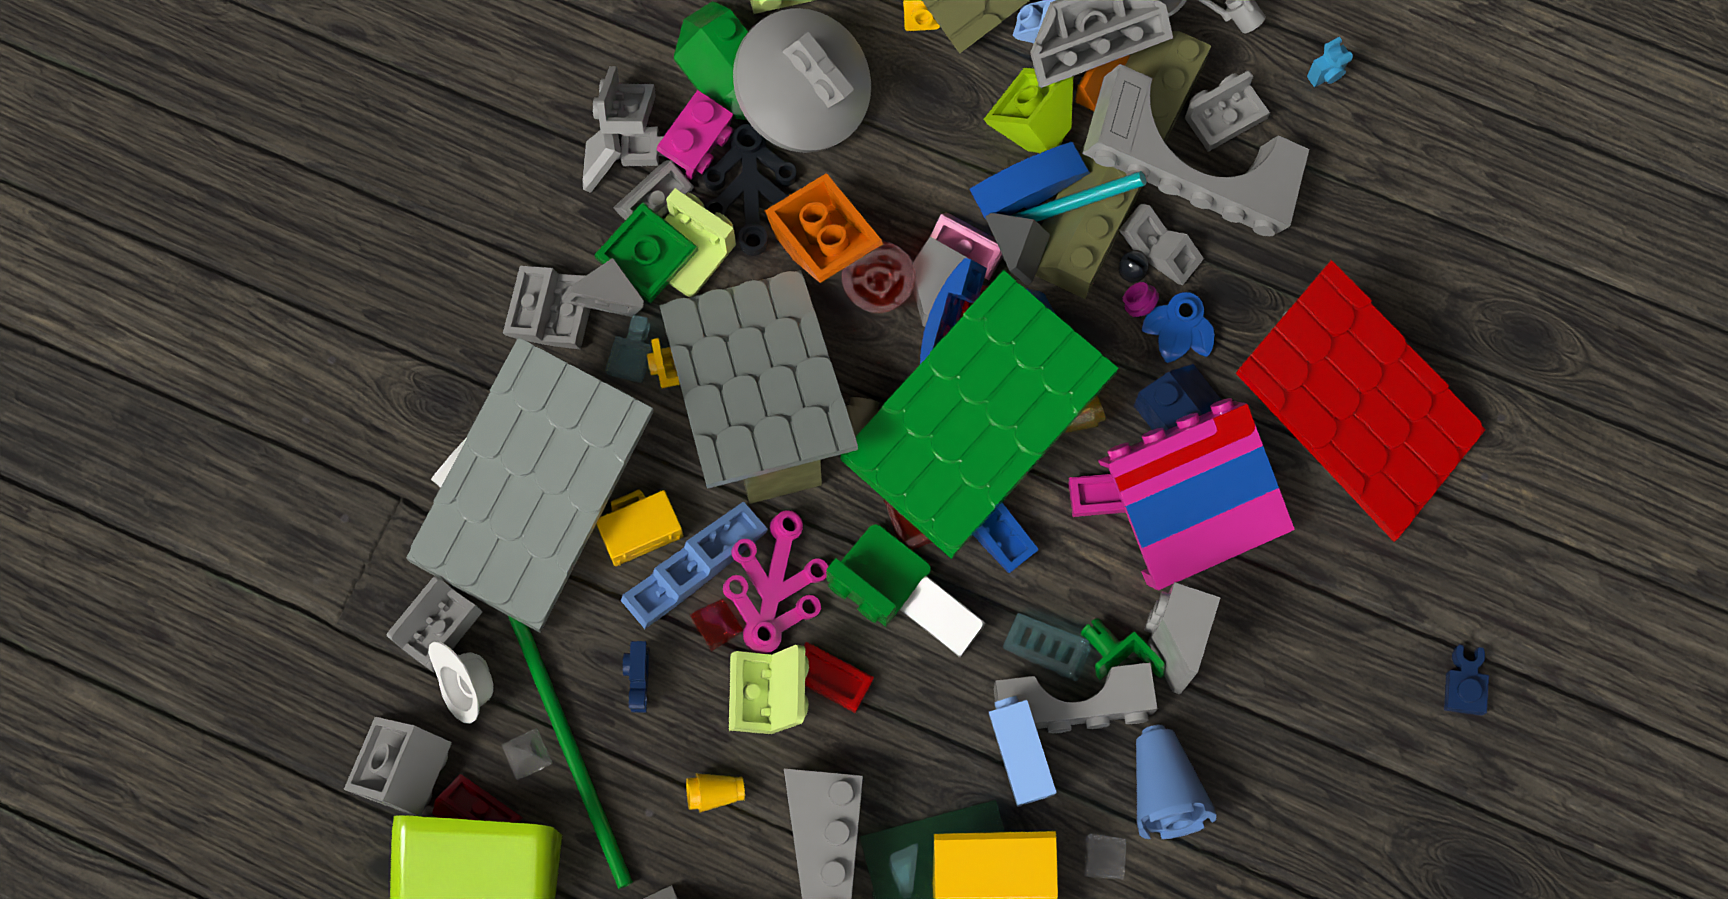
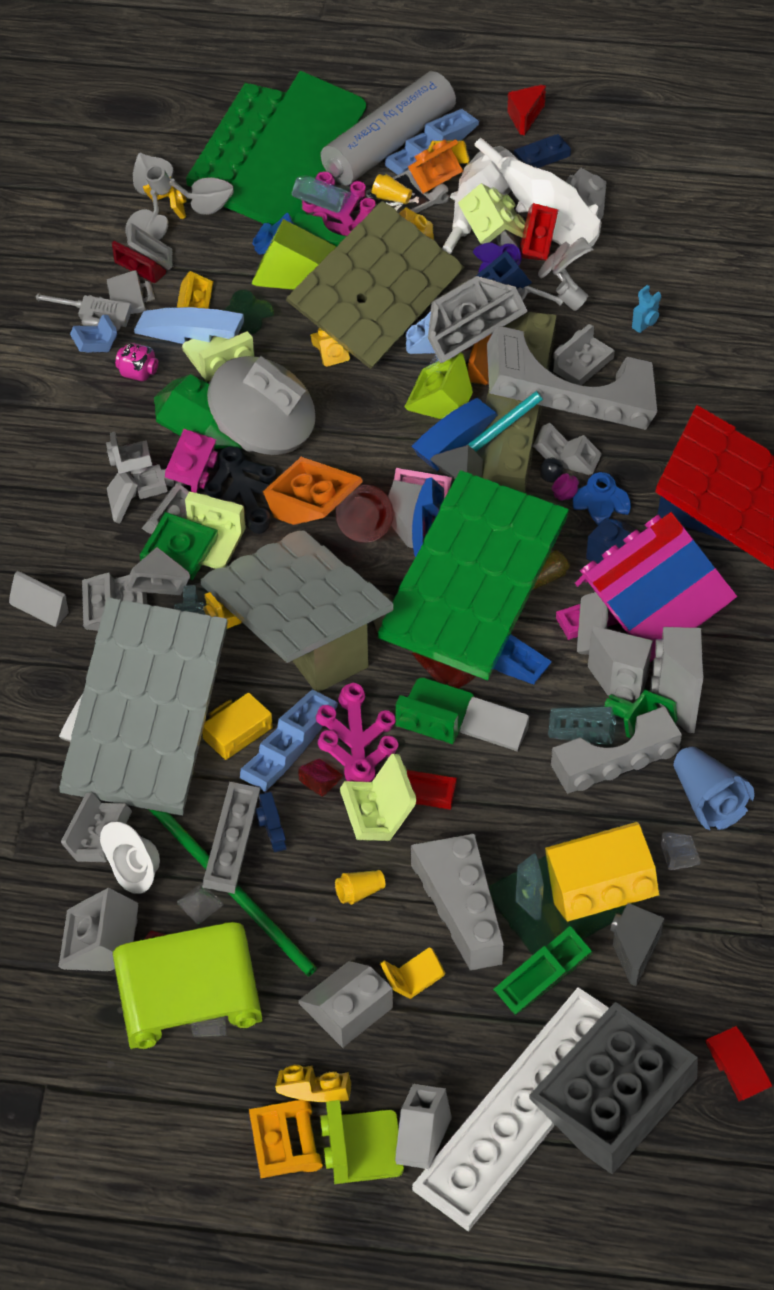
camera: 15 degrees left, 20 degrees down
(460, 280) = (38, 599): none -> light grey slope
(584, 684) = (231, 838): none -> light grey plate
(1021, 751) = (592, 786): light blue slope -> none
(1102, 517) = (592, 613): none -> light grey slope
(1117, 587) = (619, 662): none -> light grey slope

